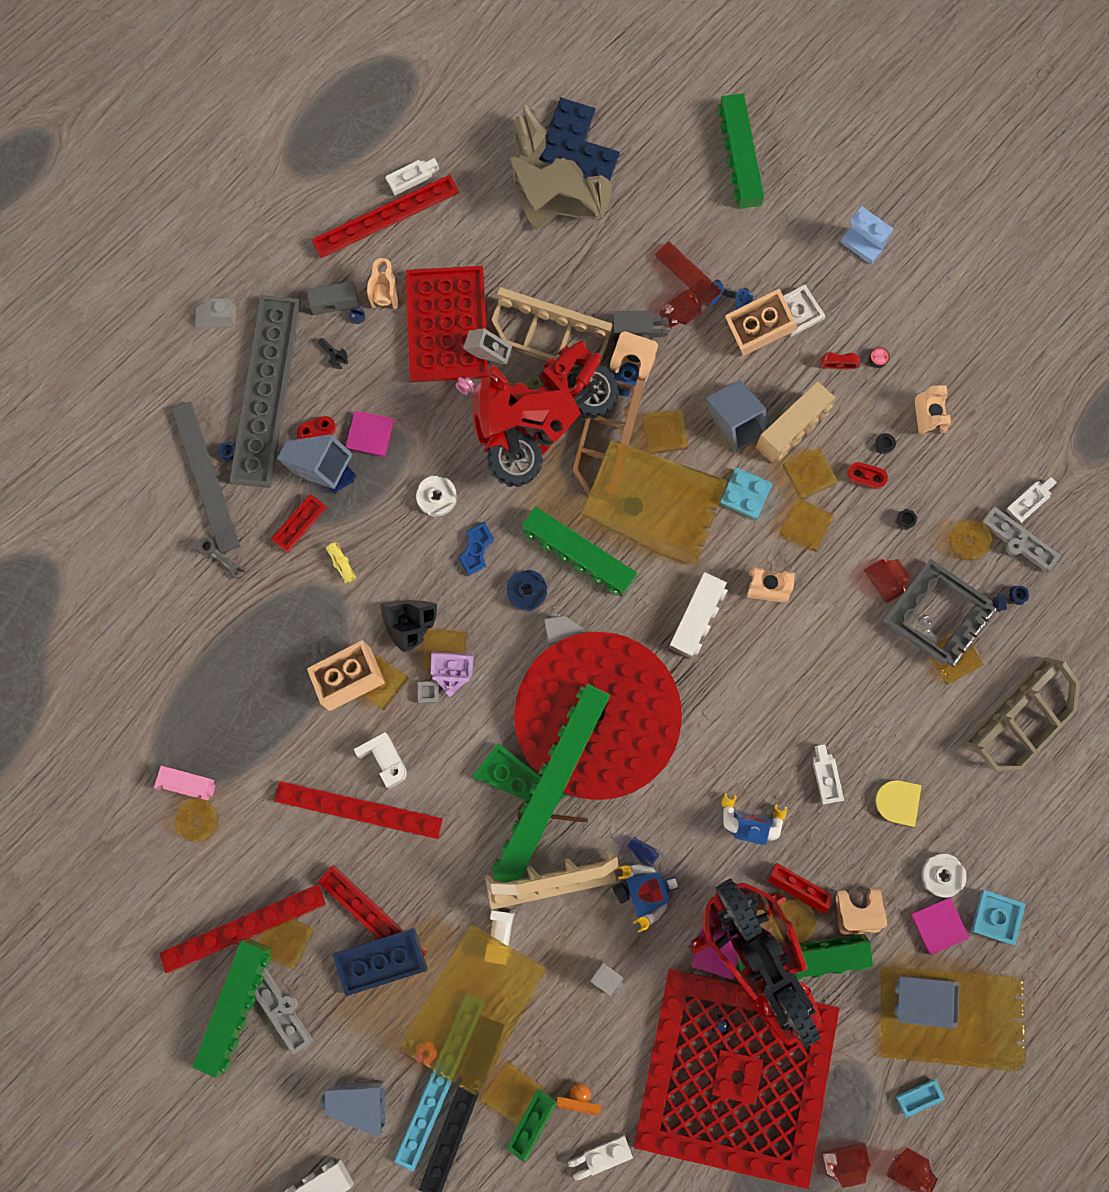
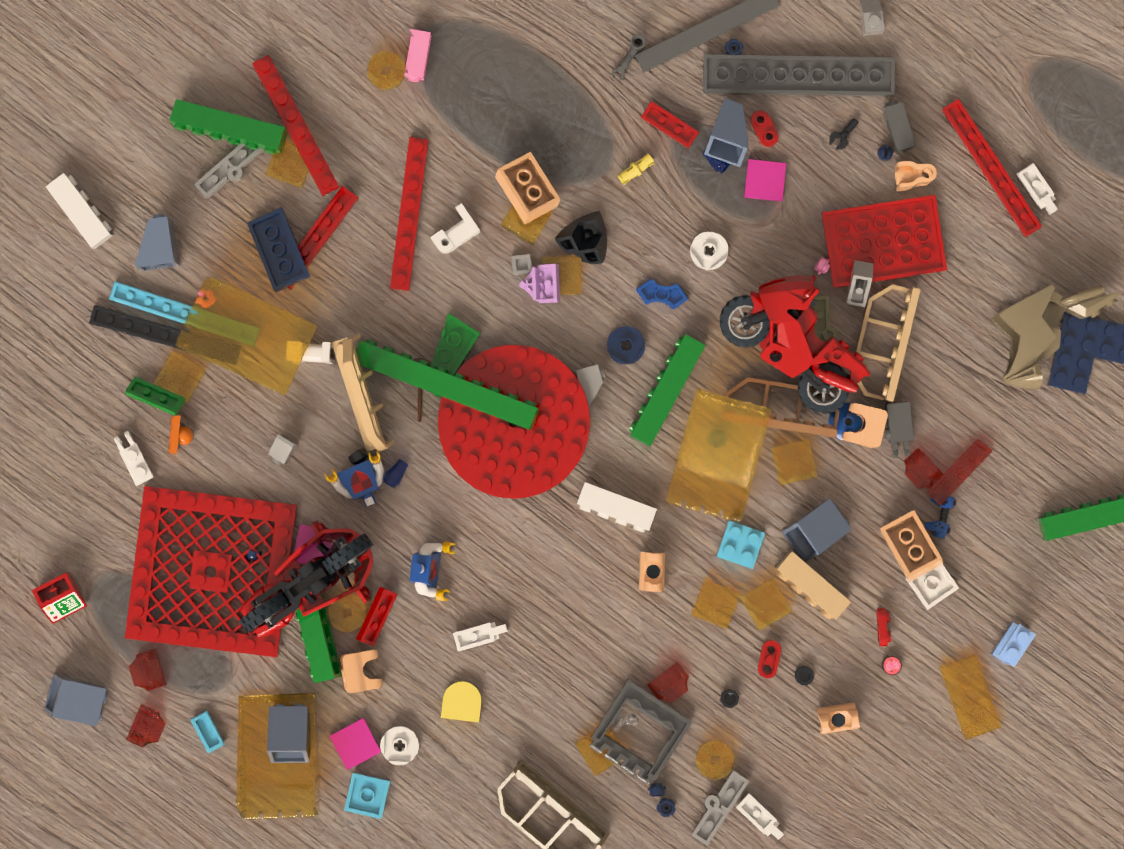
camera: 90 degrees right, 10 degrees up
(914, 286) = (970, 697): none -> clear yellow plate

